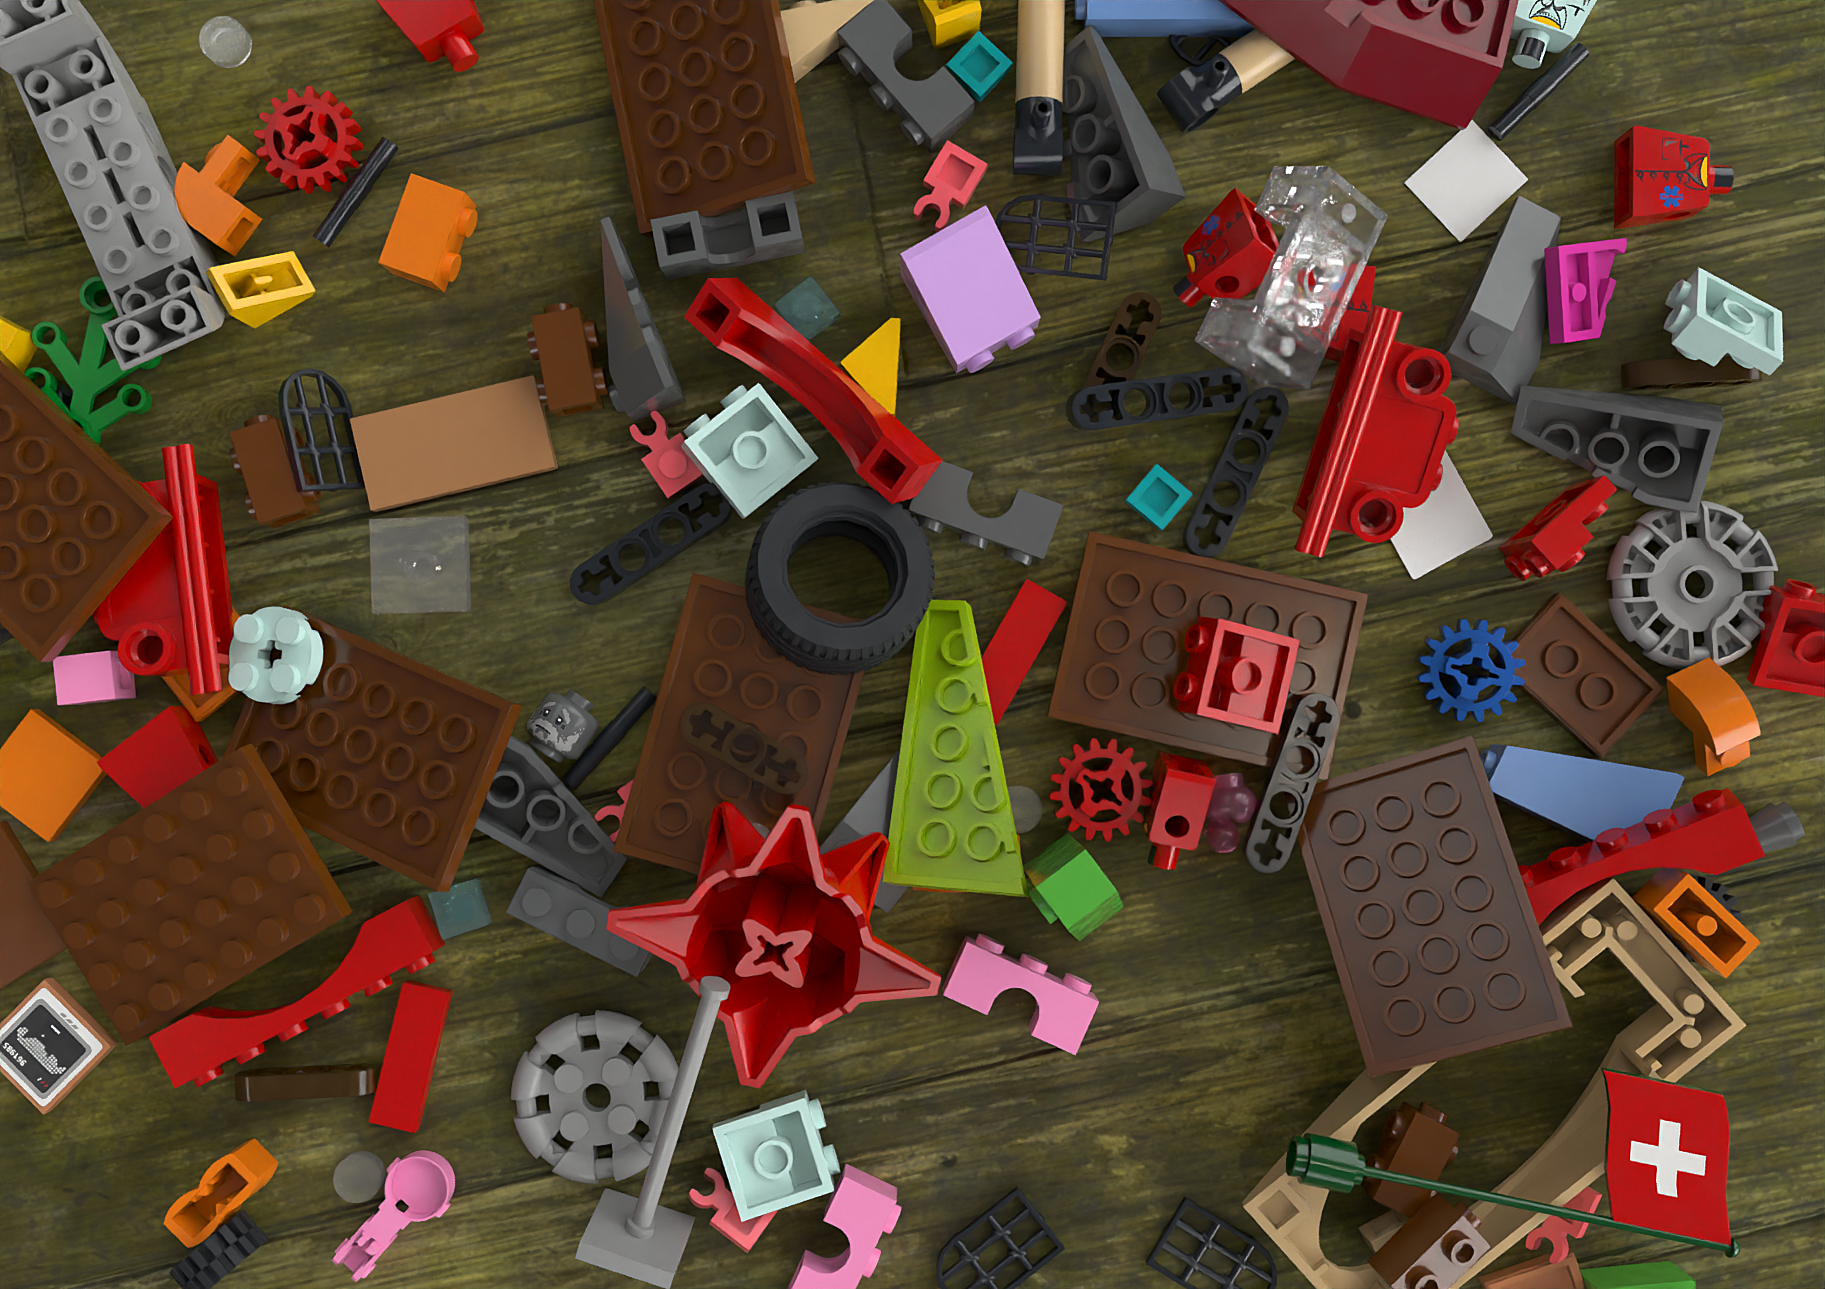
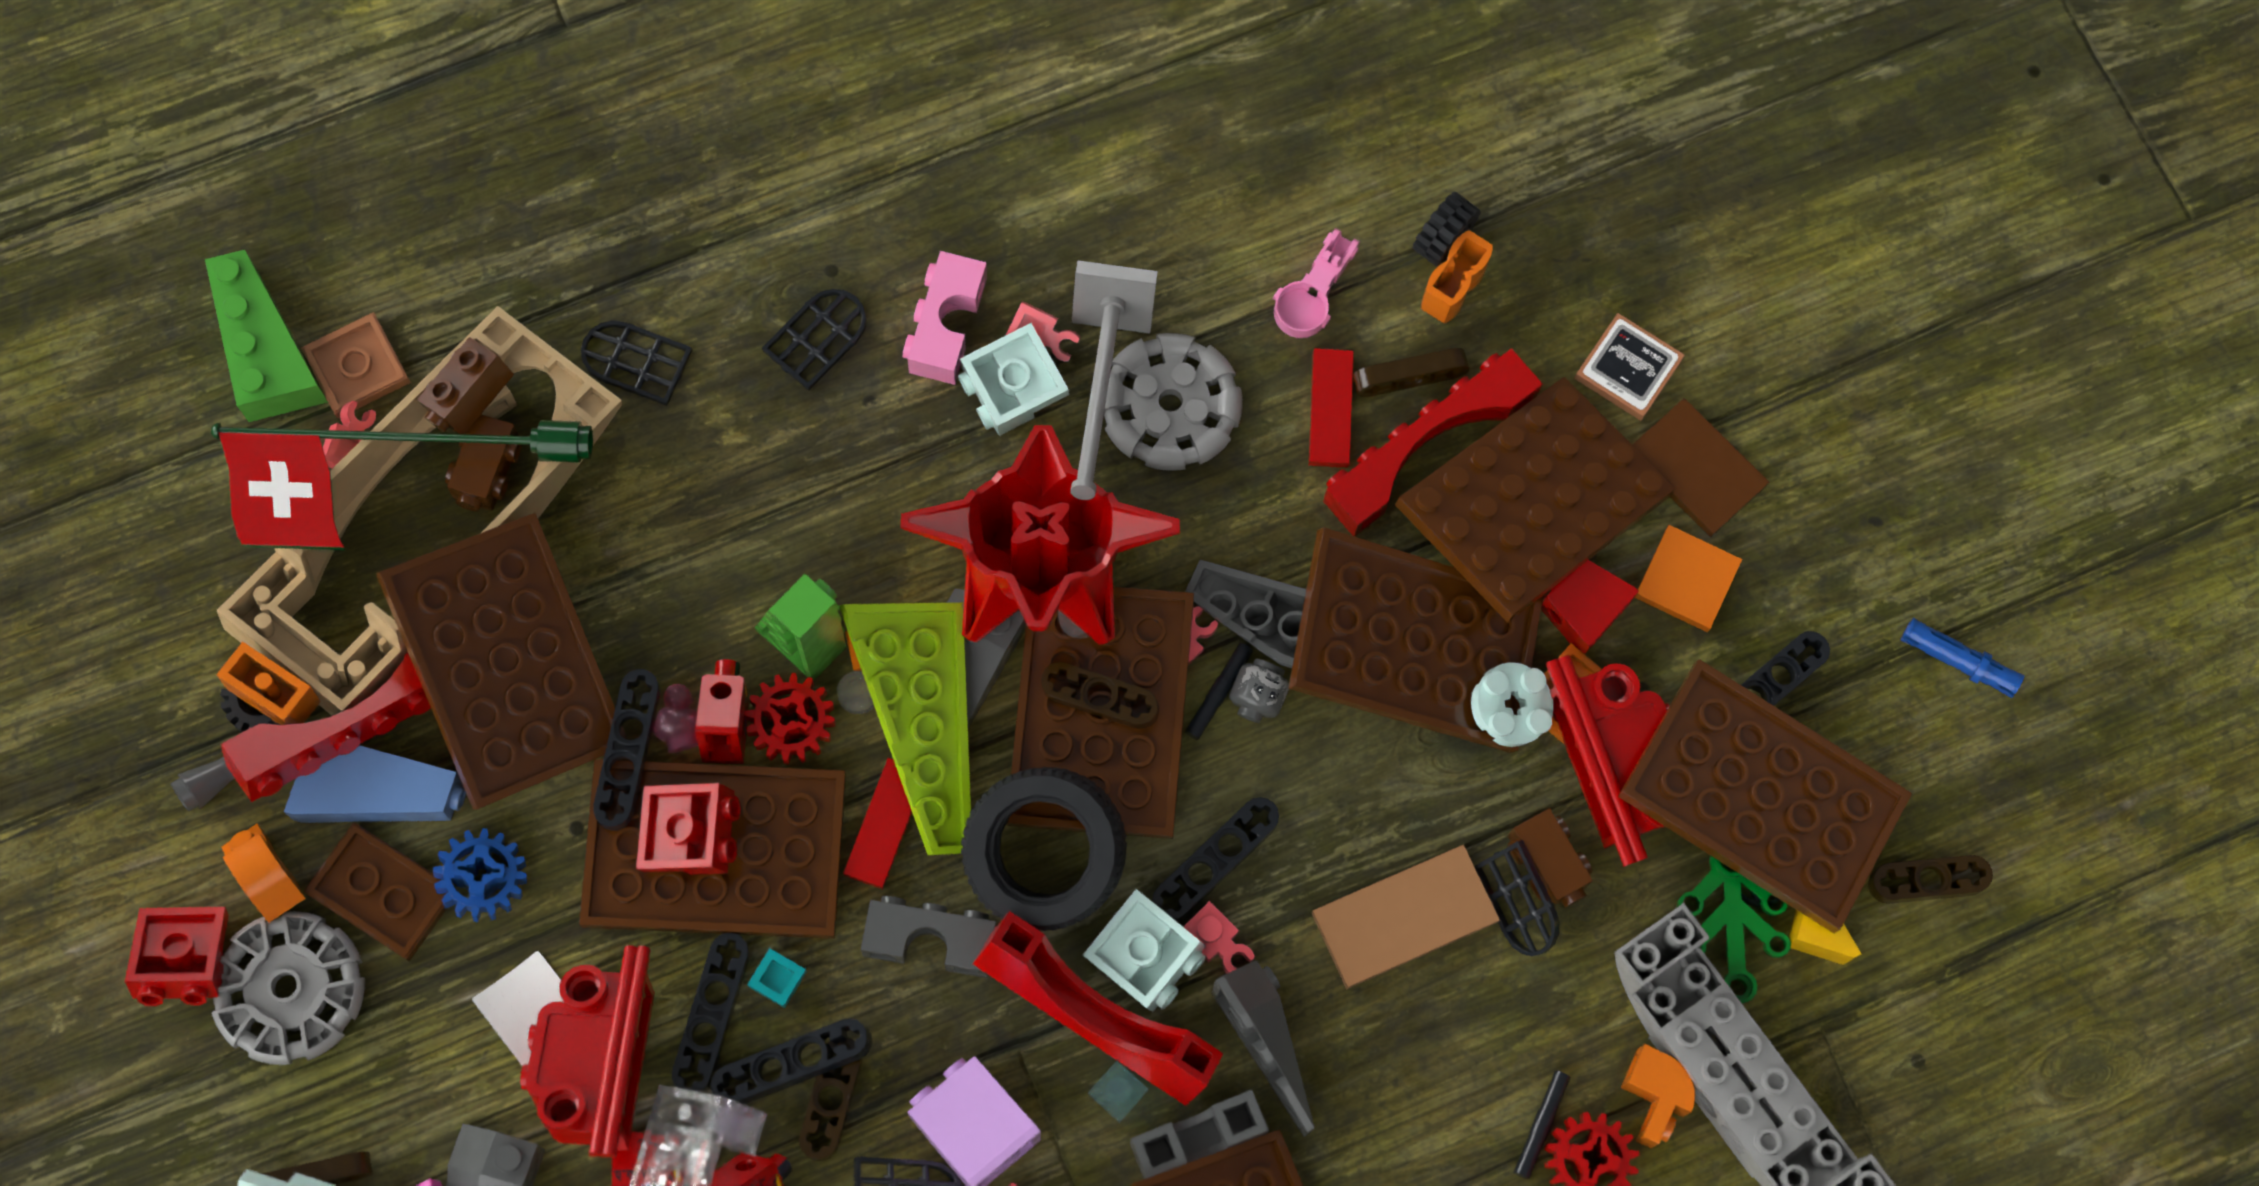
camera: 165 degrees right, 15 degrees down
(92, 678) = (1661, 660): bright pink panel -> none
(261, 287) = (1600, 1020): yellow slope -> none
(359, 1176) = (1352, 308): clear tile -> none
(420, 565) = (1410, 805): clear plate -> none
(429, 233) = (1465, 1094): orange brick -> none
(460, 909) = (1307, 523): clear light blue plate -> none
(565, 346) = (1323, 1012): reddish brown brick -> none
(575, 917) = (1220, 537): dark grey arch -> none
(875, 364) = (1047, 1046): yellow slope -> none
(984, 971) = (864, 553): bright pink arch -> none
(1556, 533) = (429, 996): red plate -> none
(1639, 442) = (352, 1105): dark grey wedge -> none

